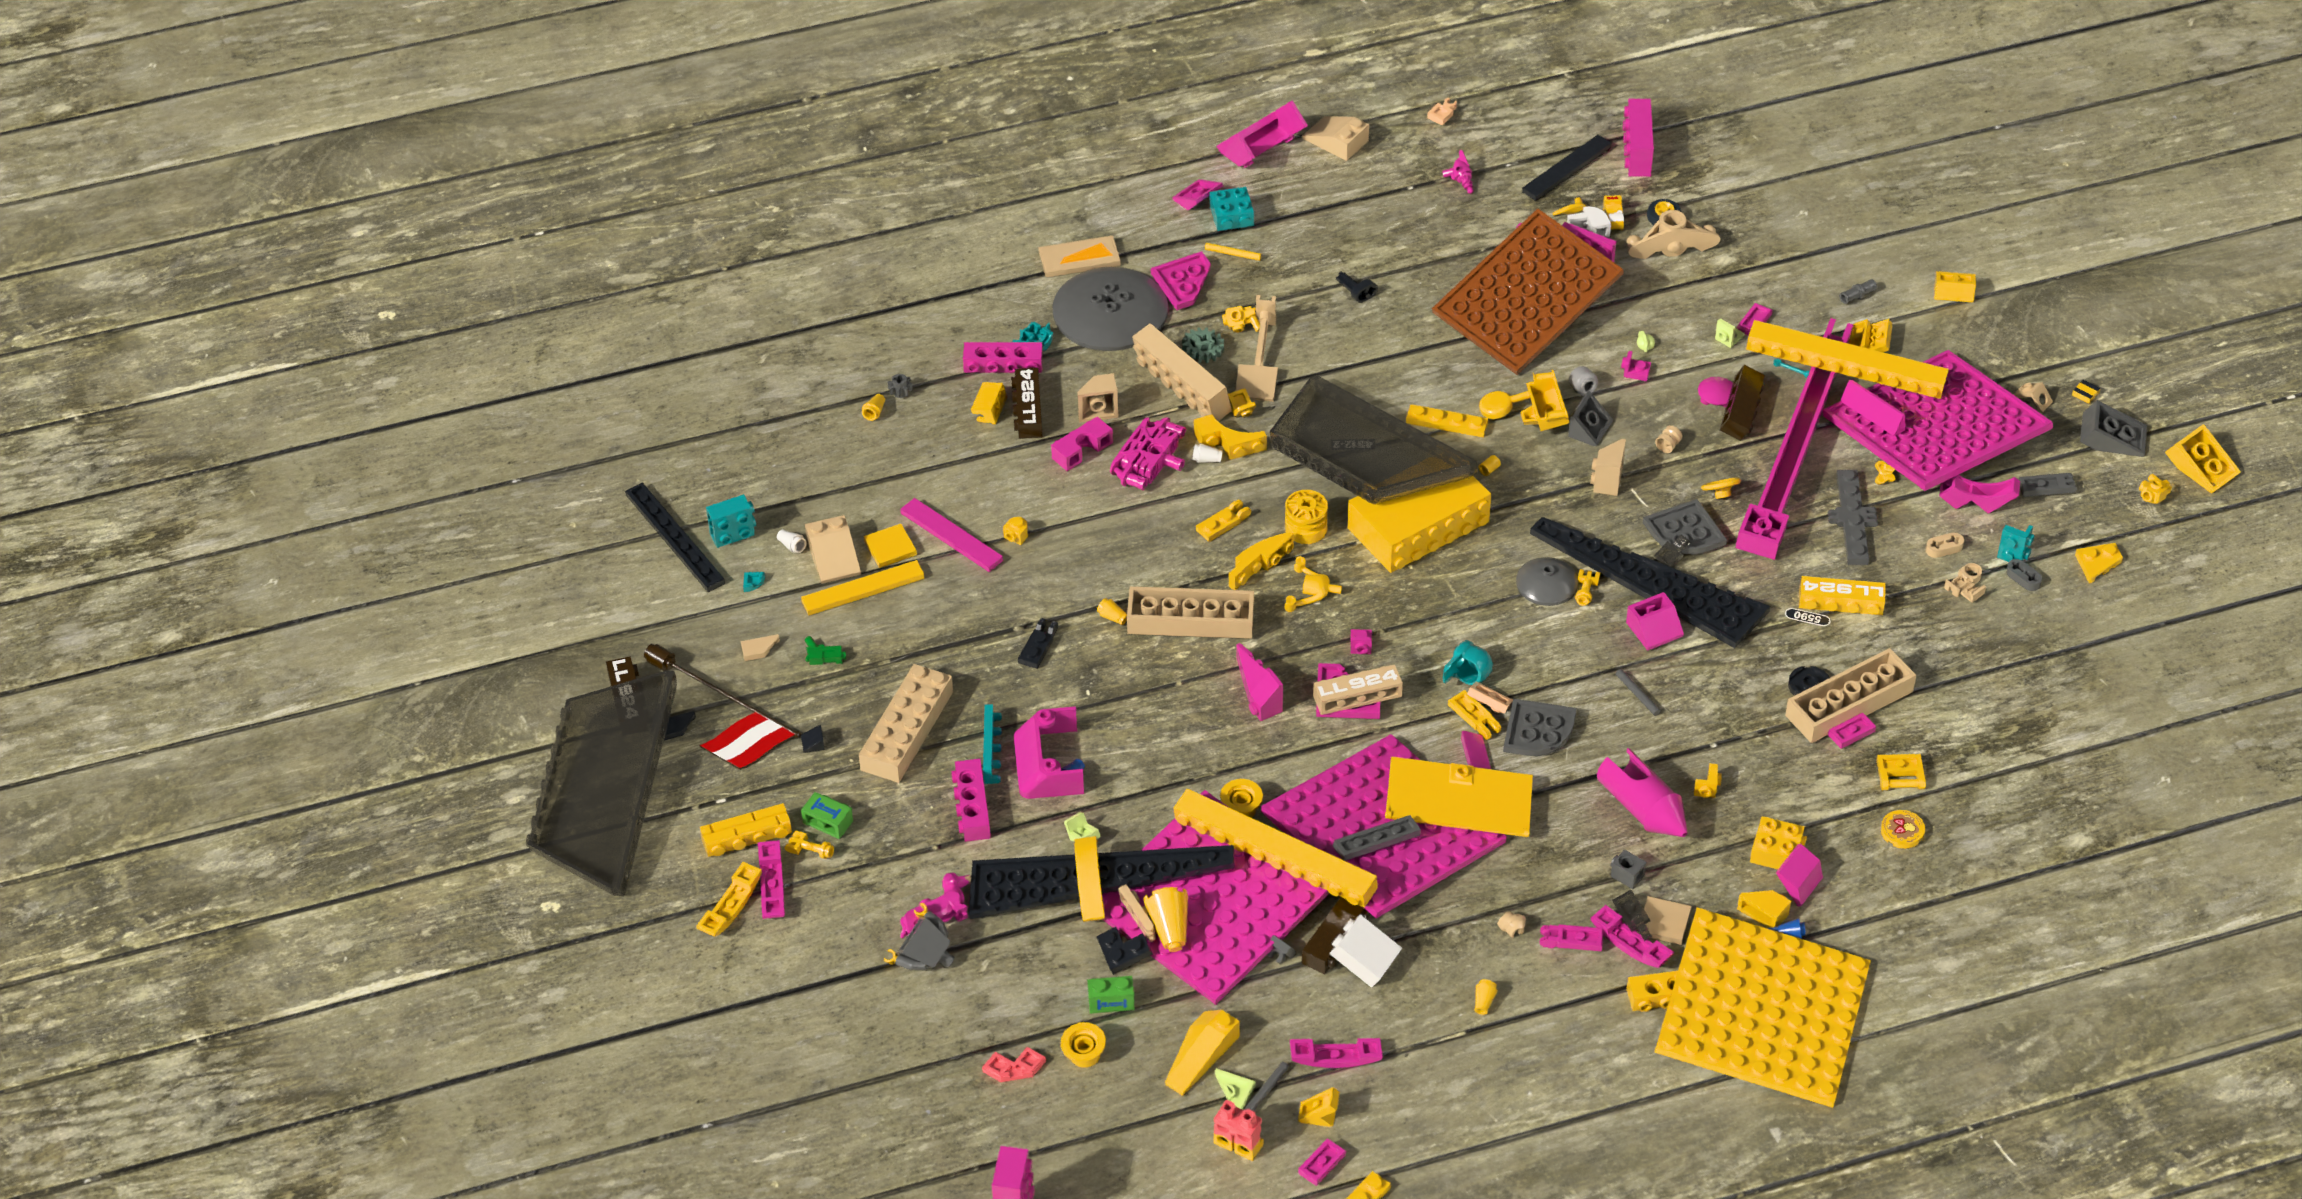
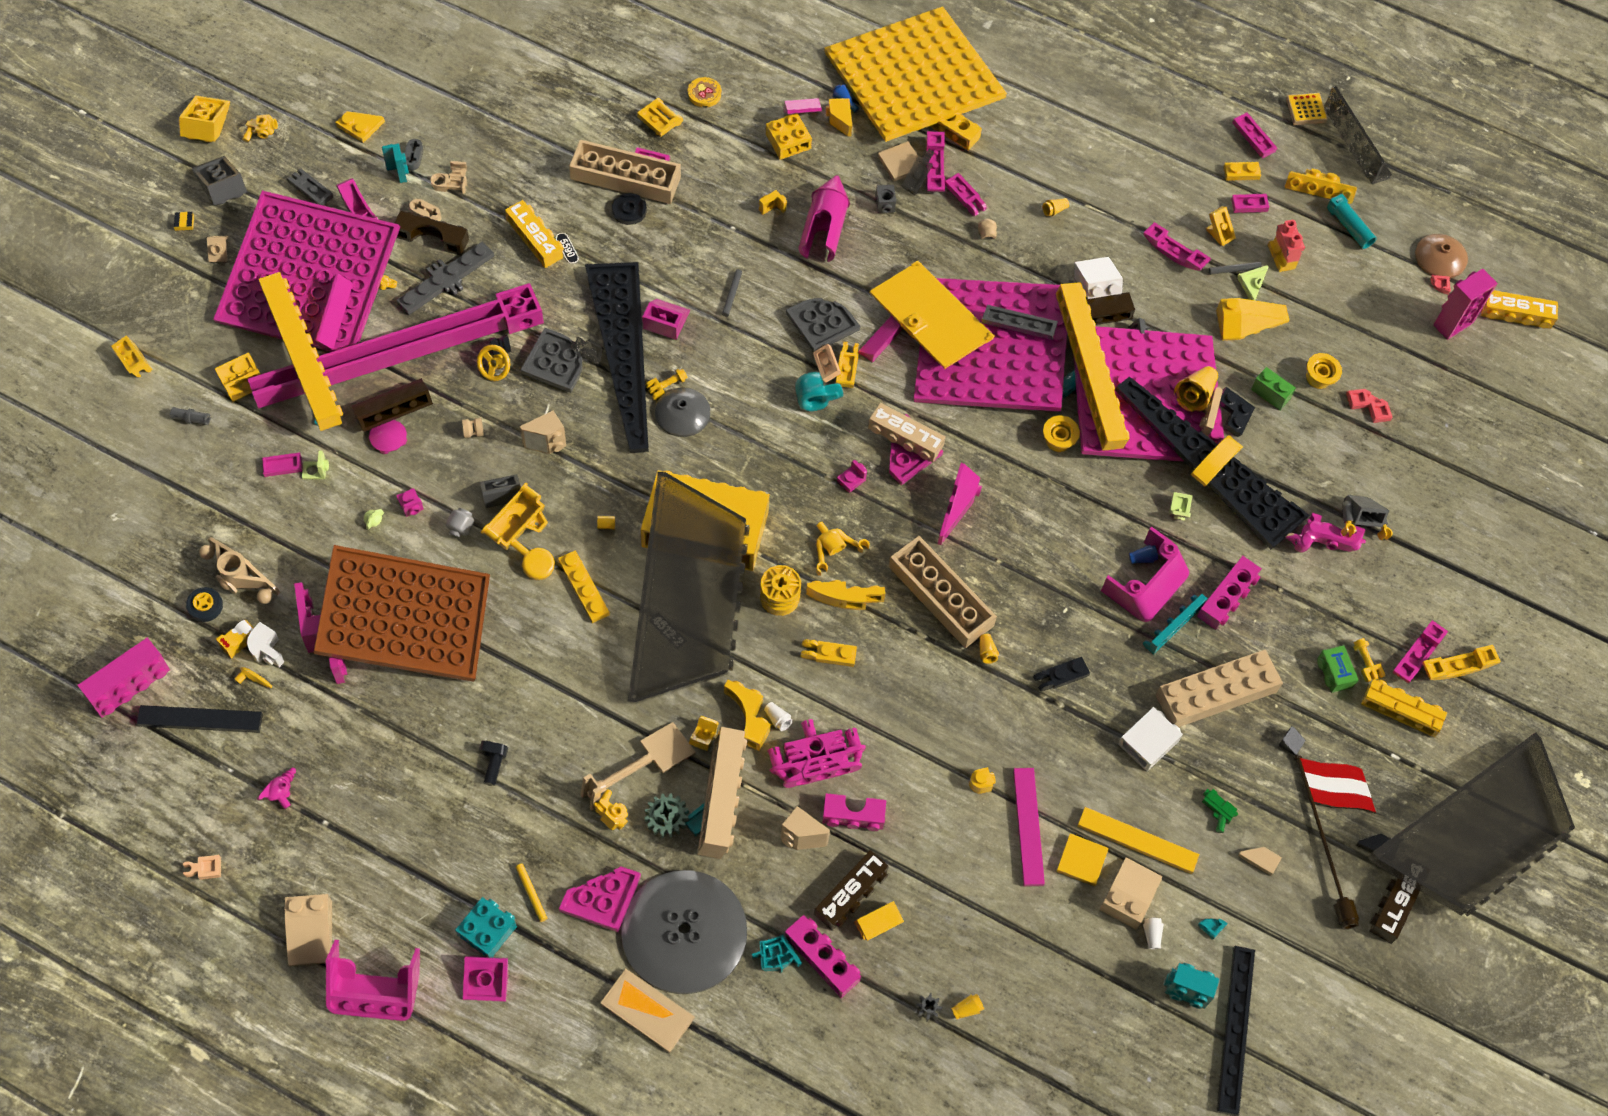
camera: 140 degrees left, 15 degrees up
(923, 646) = (1150, 739): none -> white brick
(1738, 503) = (503, 342): none -> black wheel
(1893, 540) = (412, 226): none -> dark brown arch

